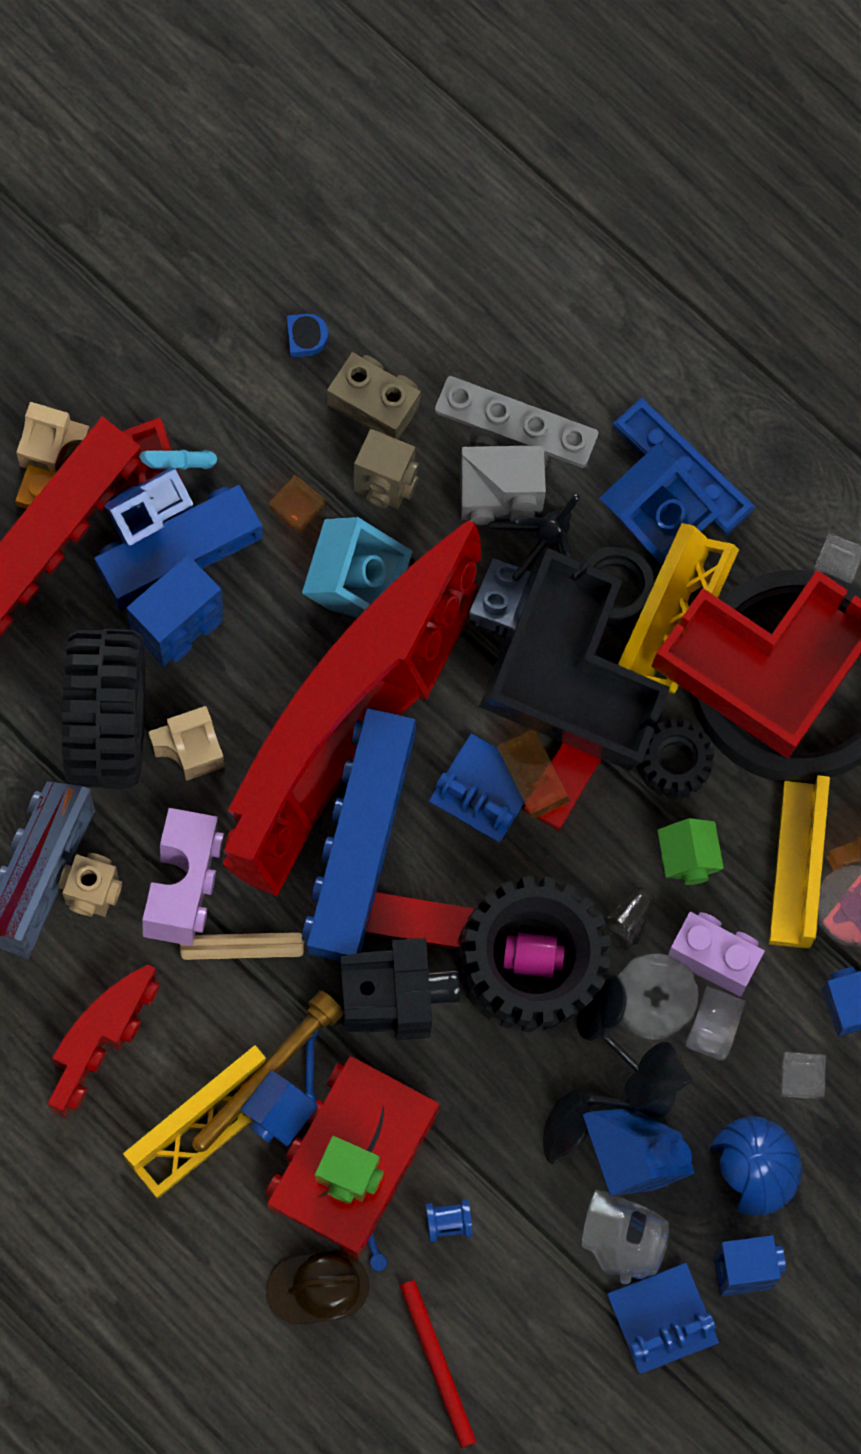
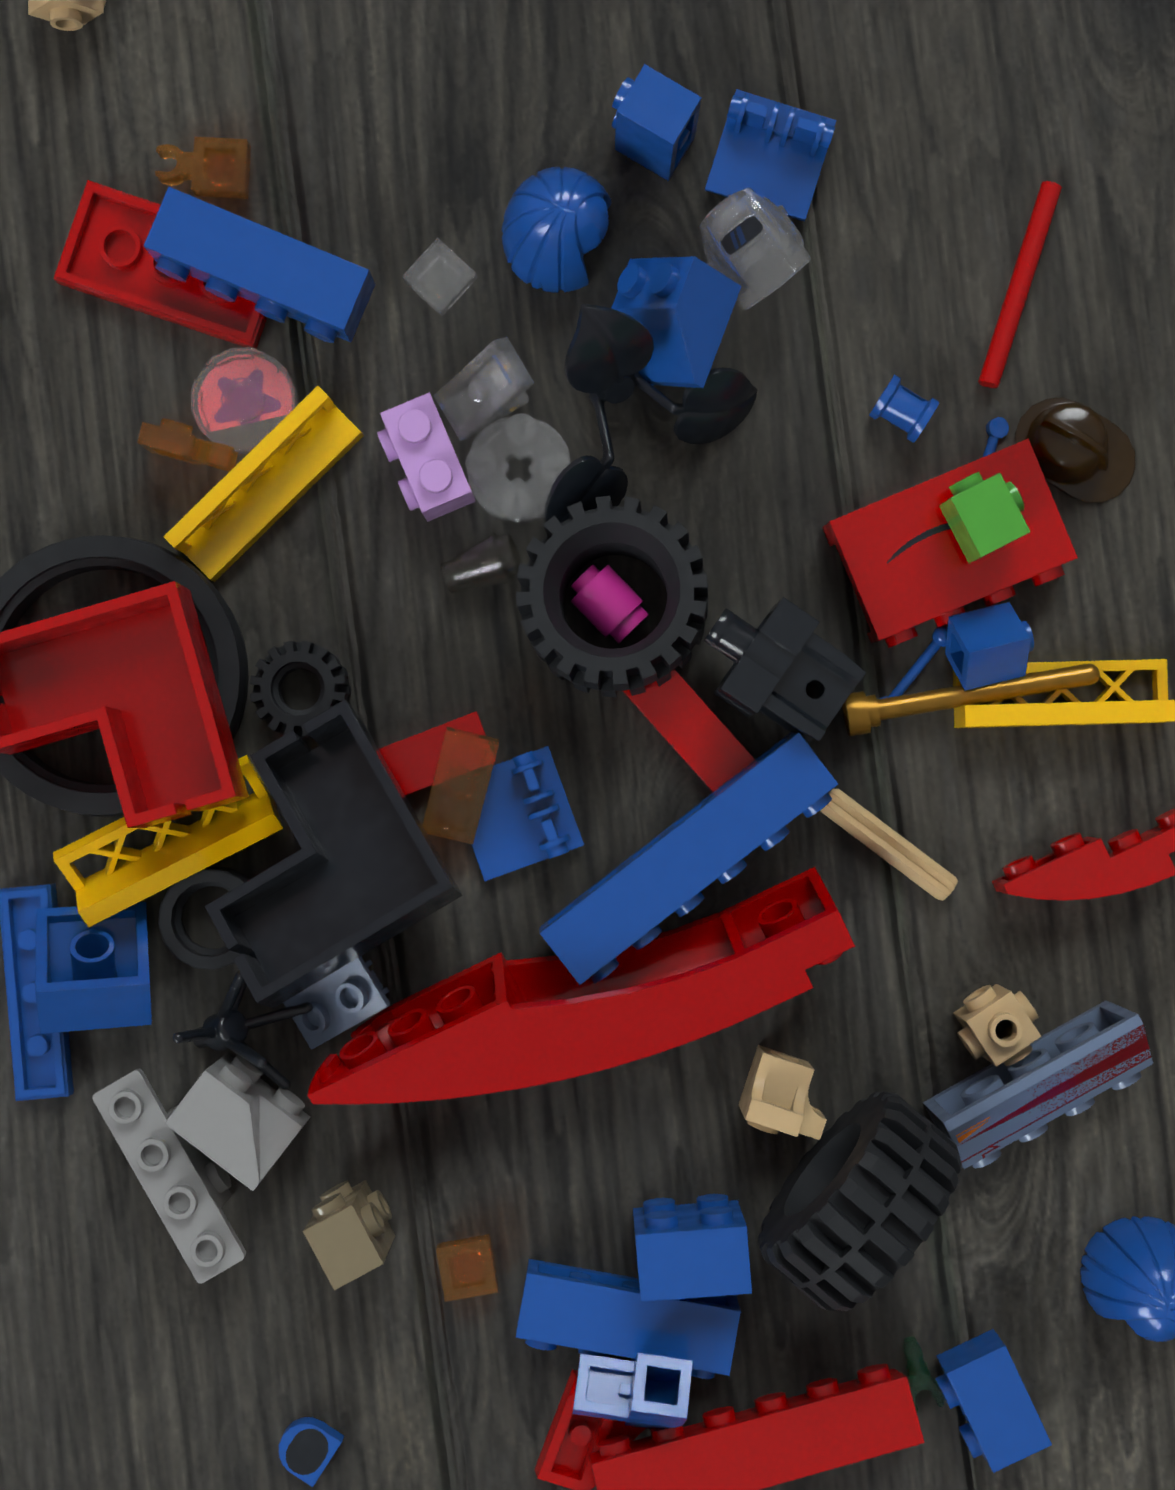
camera: 135 degrees left, 15 degrees up
(175, 910) = (931, 926): lavender arch -> none
(178, 459) = (555, 1415): medium azure piece -> none
(353, 565) = (463, 1152): medium azure slope -> none
(374, 396) = (293, 1323): dark tan brick -> none
(690, 850) = (366, 579): bright green brick -> none

